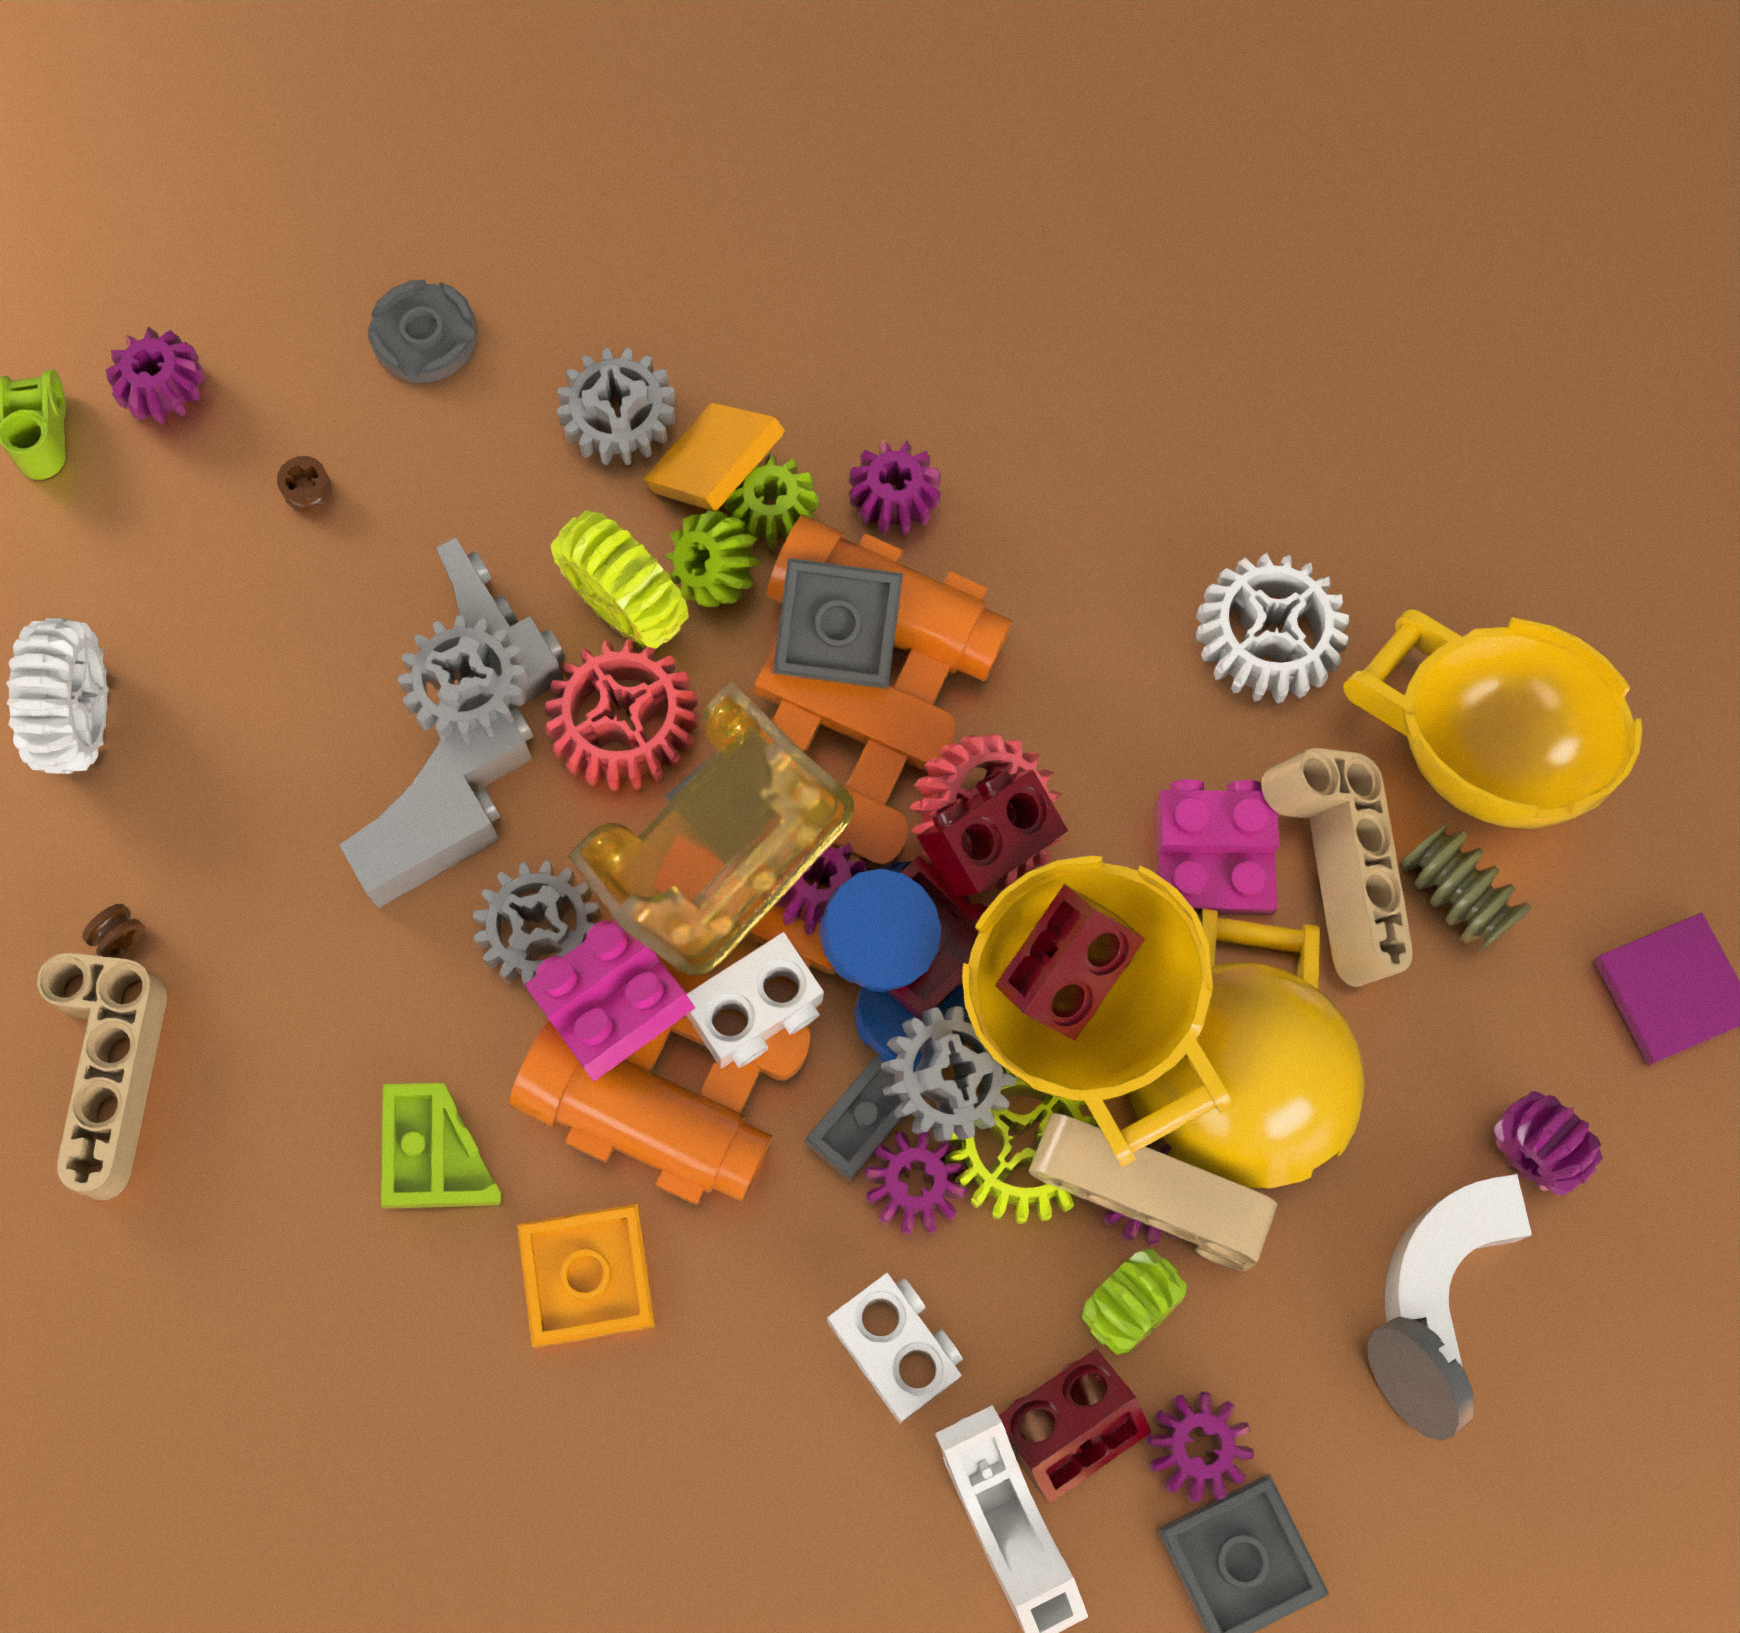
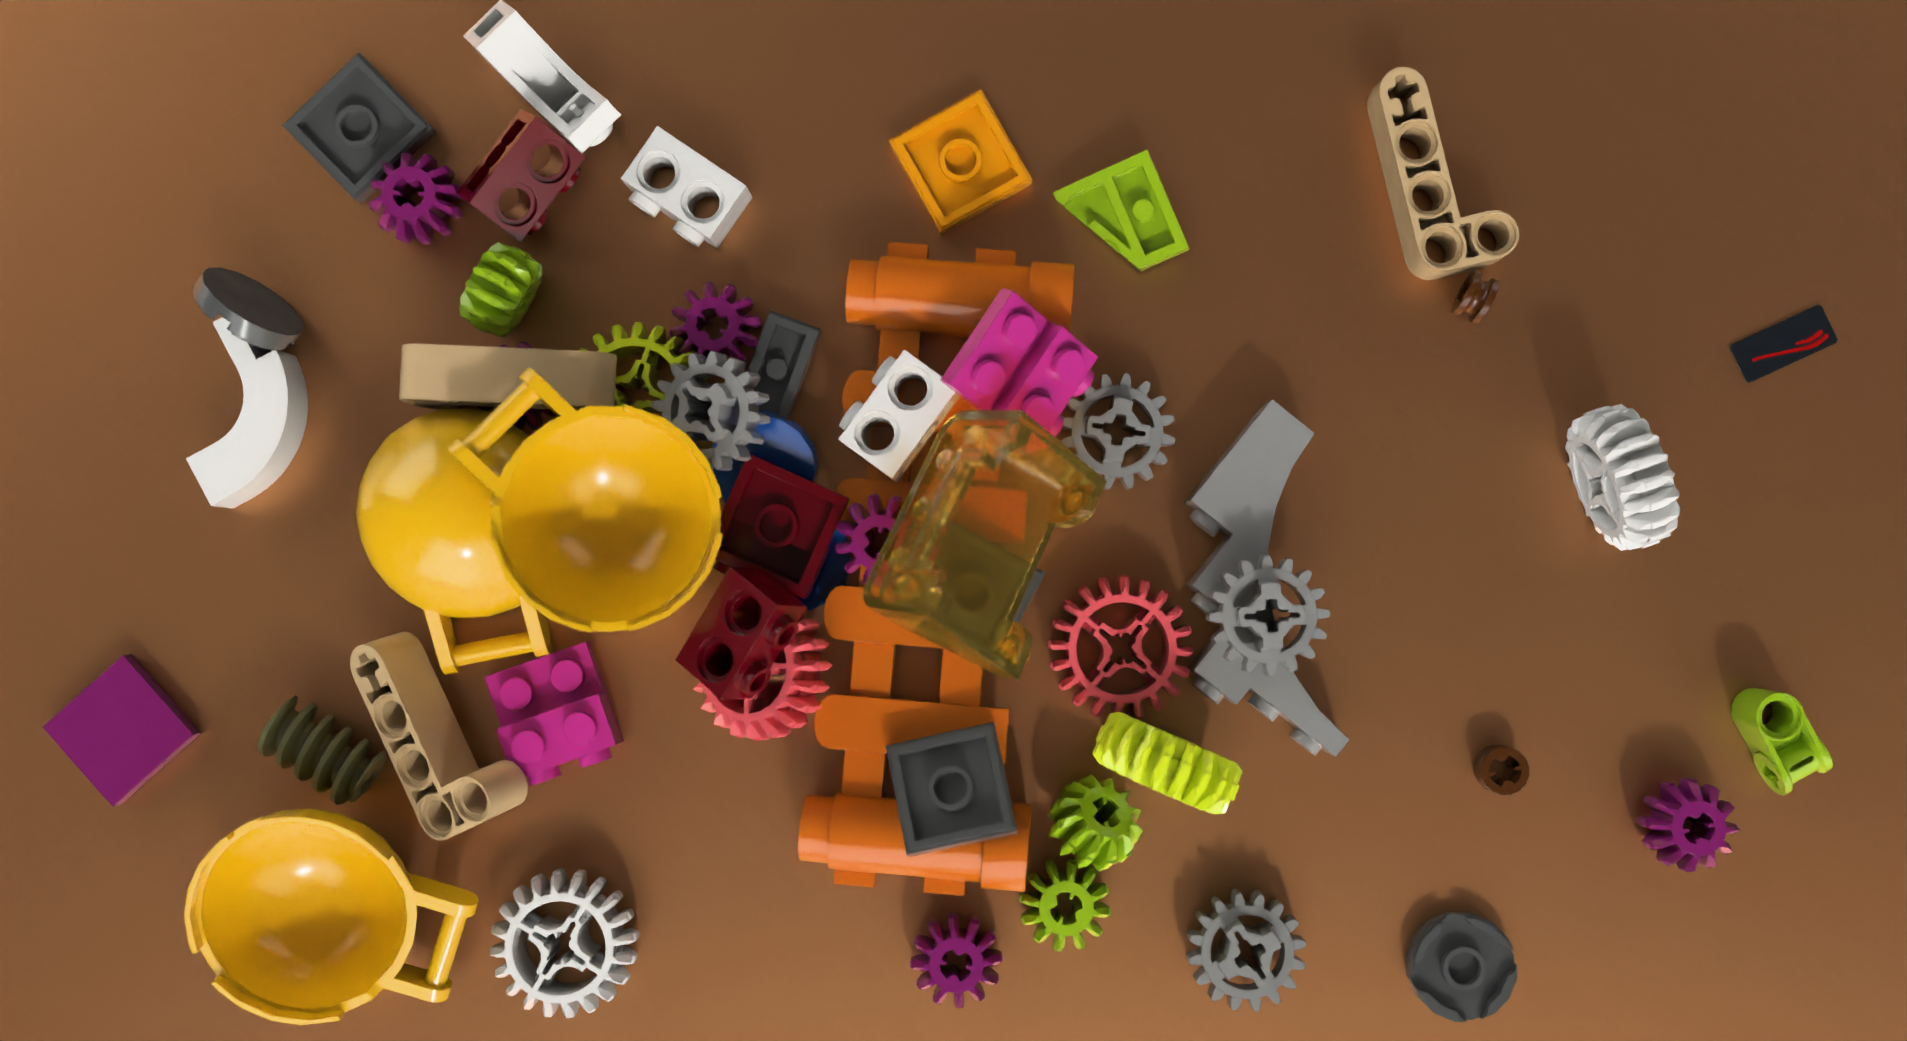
camera: 165 degrees right, 15 degrees up
(714, 456) = (1133, 928): light orange tile -> none
(880, 930) = (808, 509): blue tile -> none
(1069, 962) = (629, 530): dark red brick -> none
(1548, 1143) = (193, 544): magenta gear -> none

